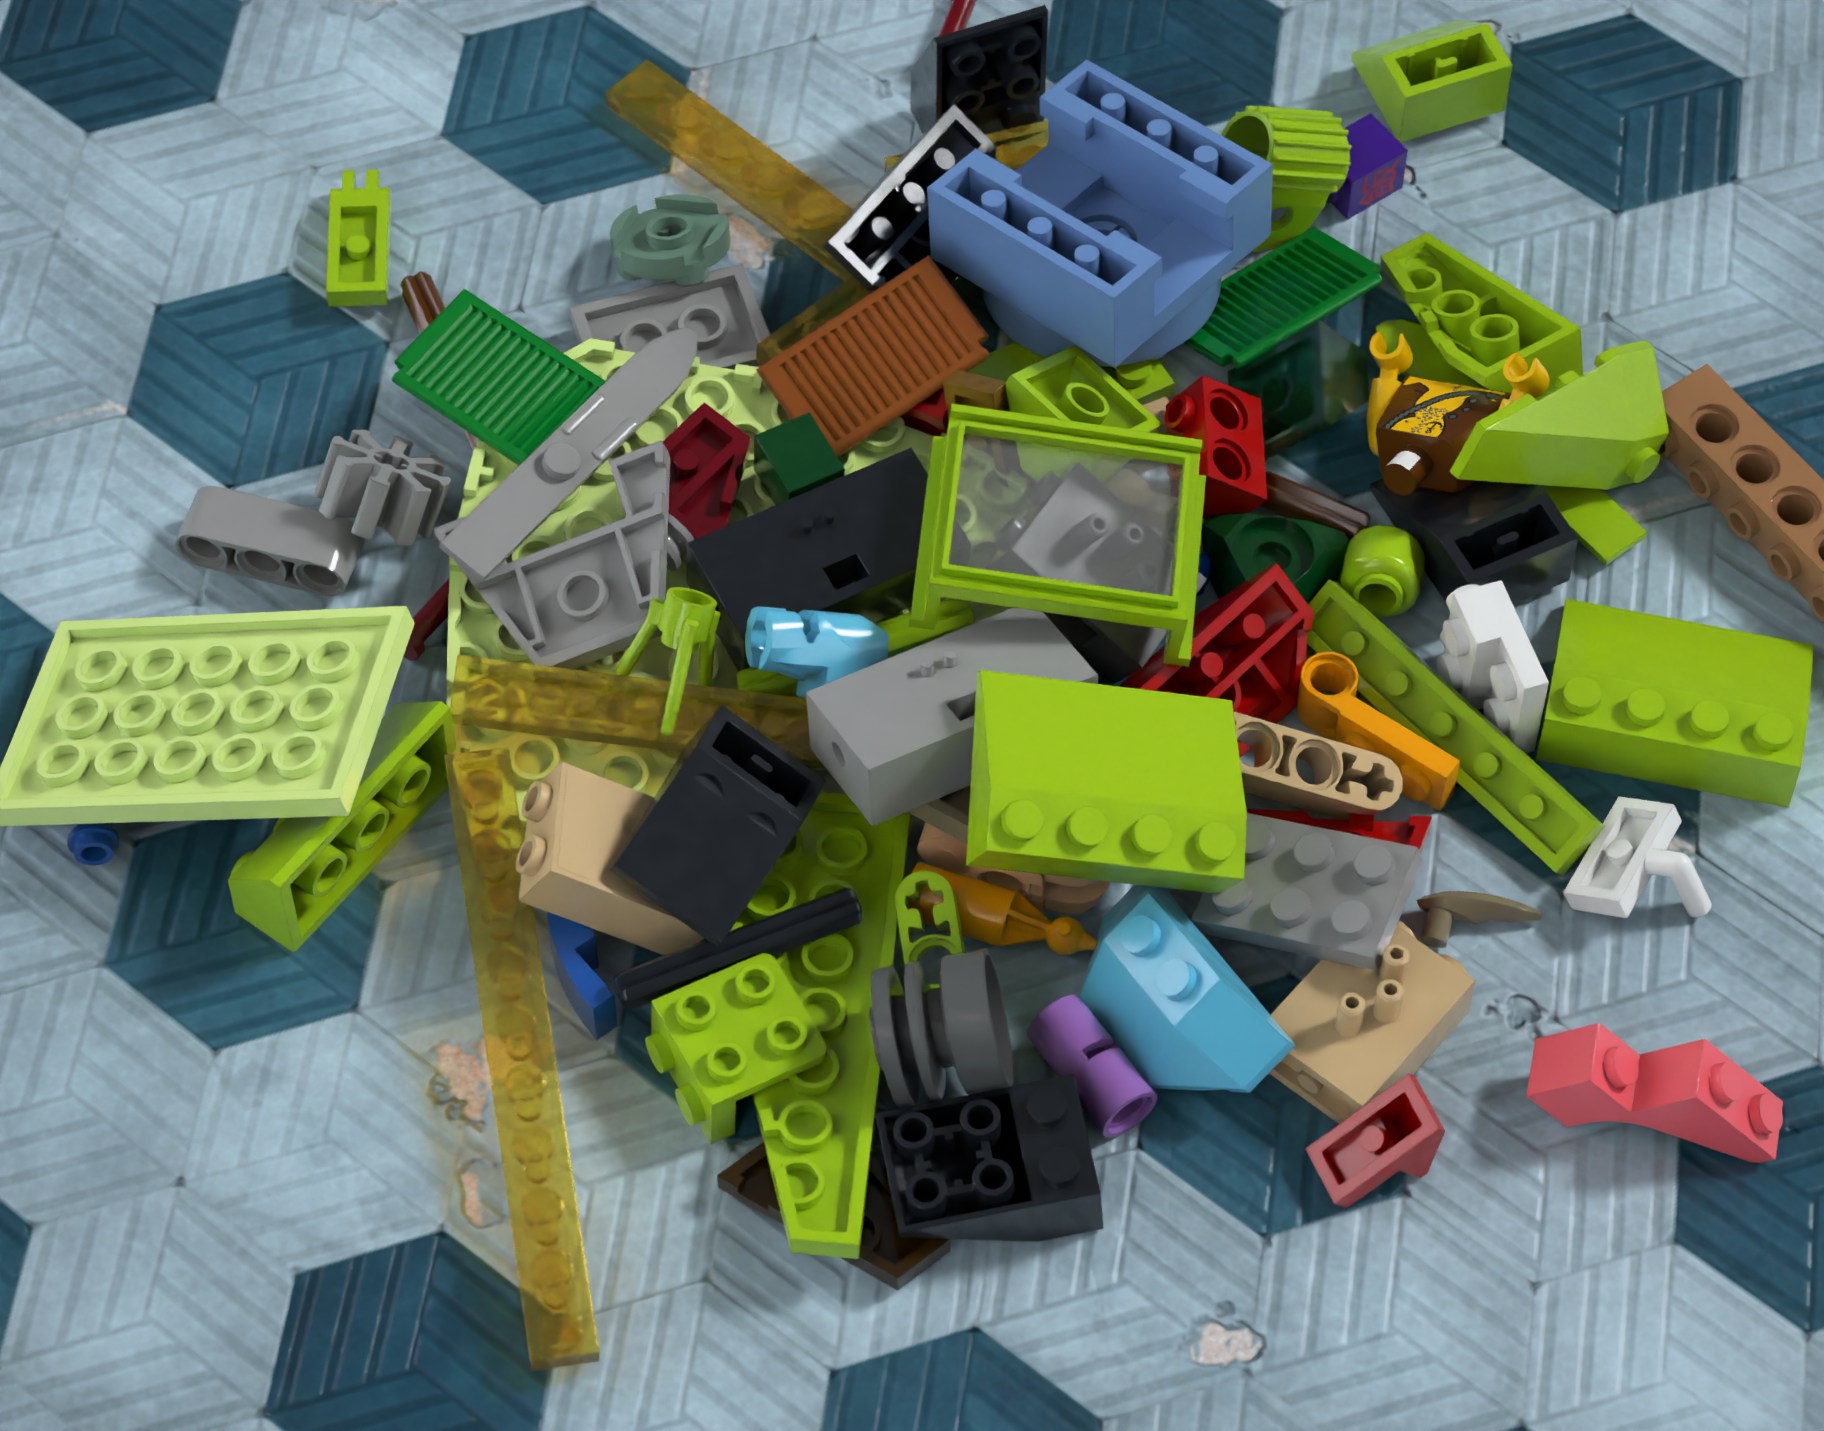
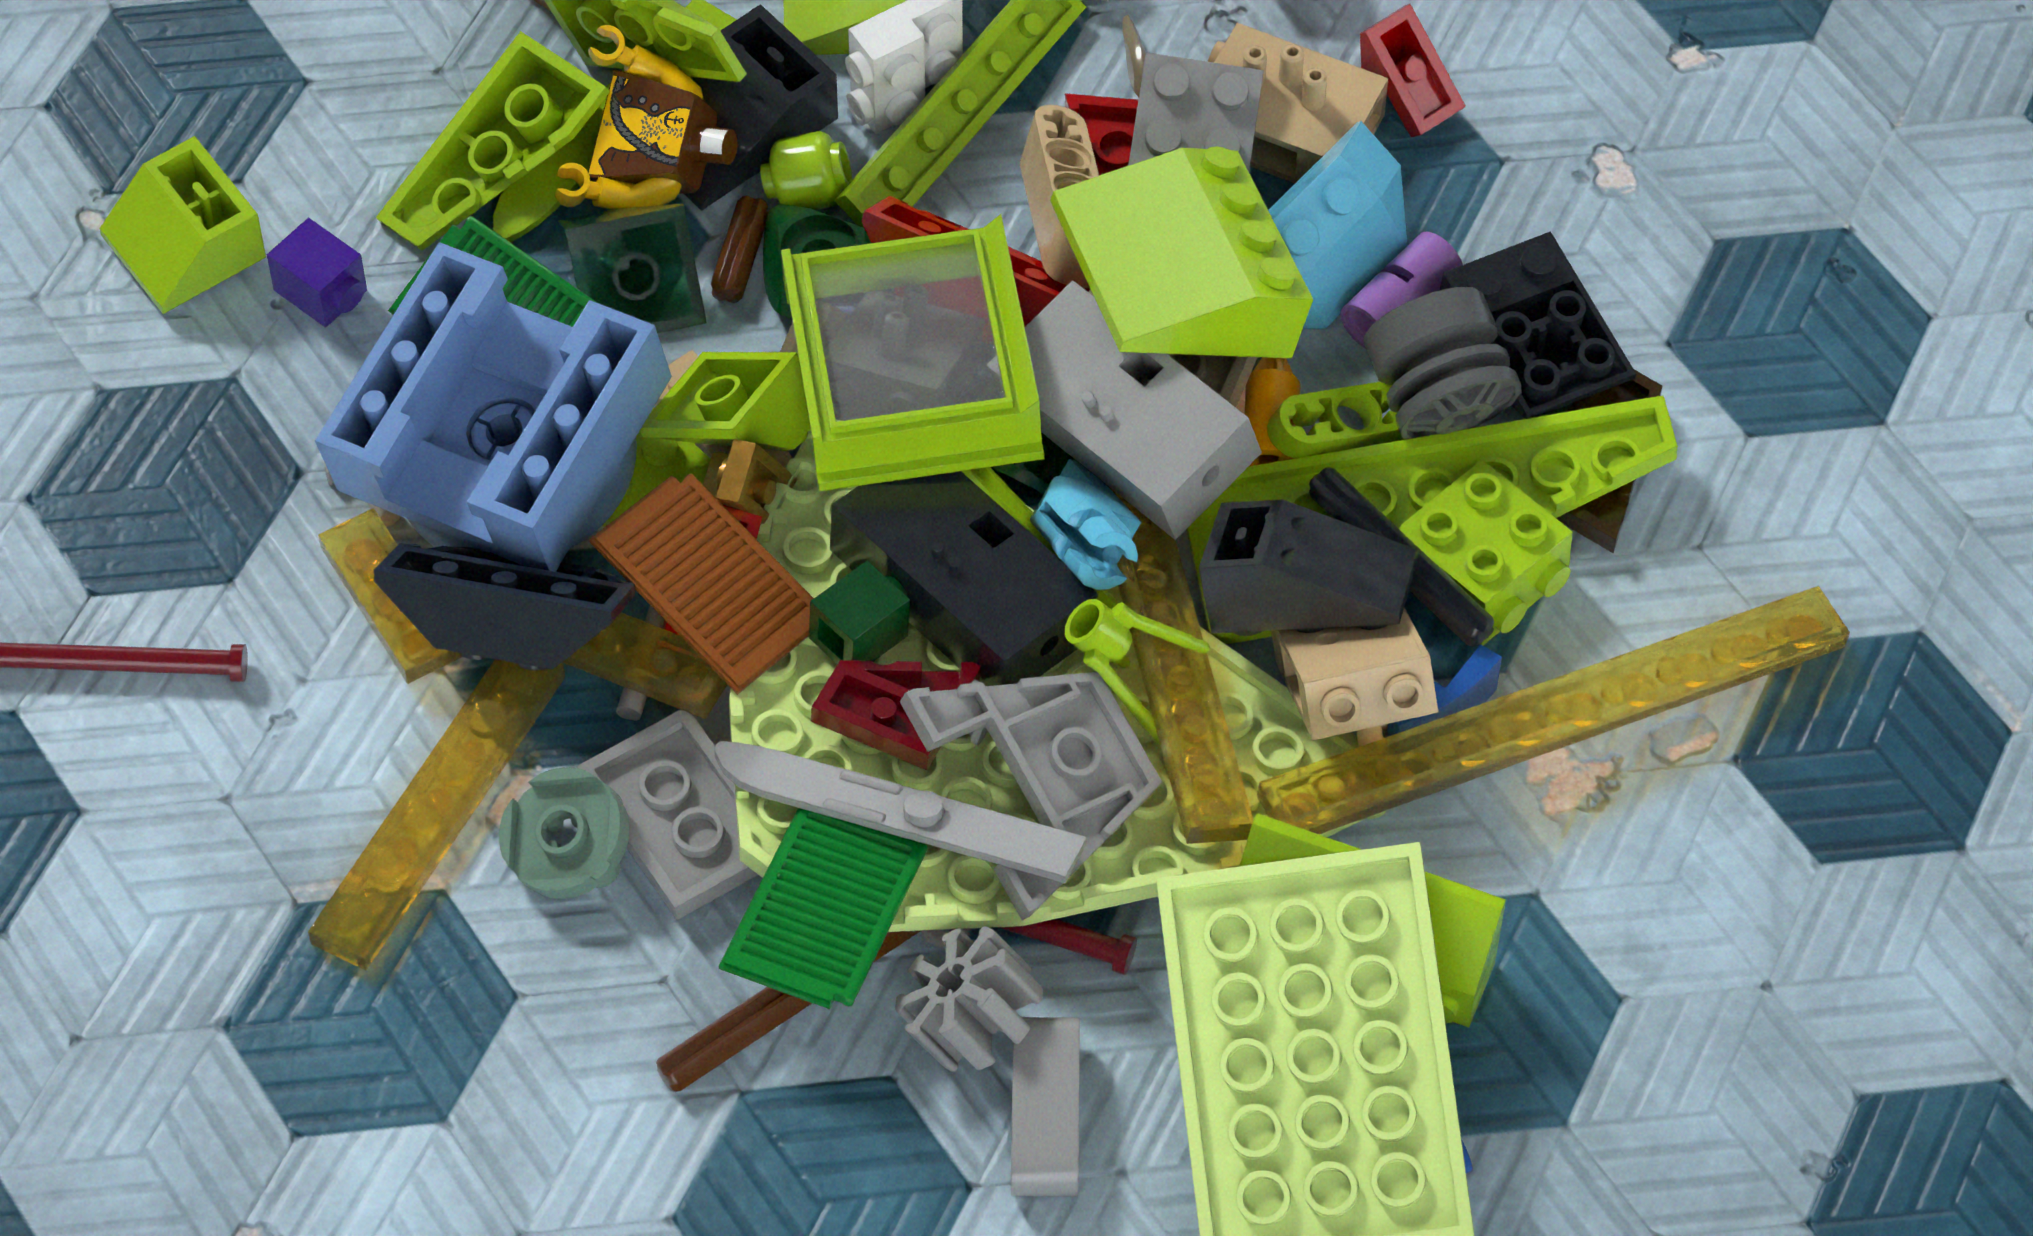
camera: 105 degrees left, 0 degrees up
(358, 242) = (625, 1141): lime hinge -> none
(986, 72) = (302, 580): black slope -> none
(1231, 443) = (715, 313): red brick -> none
(1307, 159) = (330, 287): lime piece -> none
(1426, 769) = (963, 184): light orange plate -> none

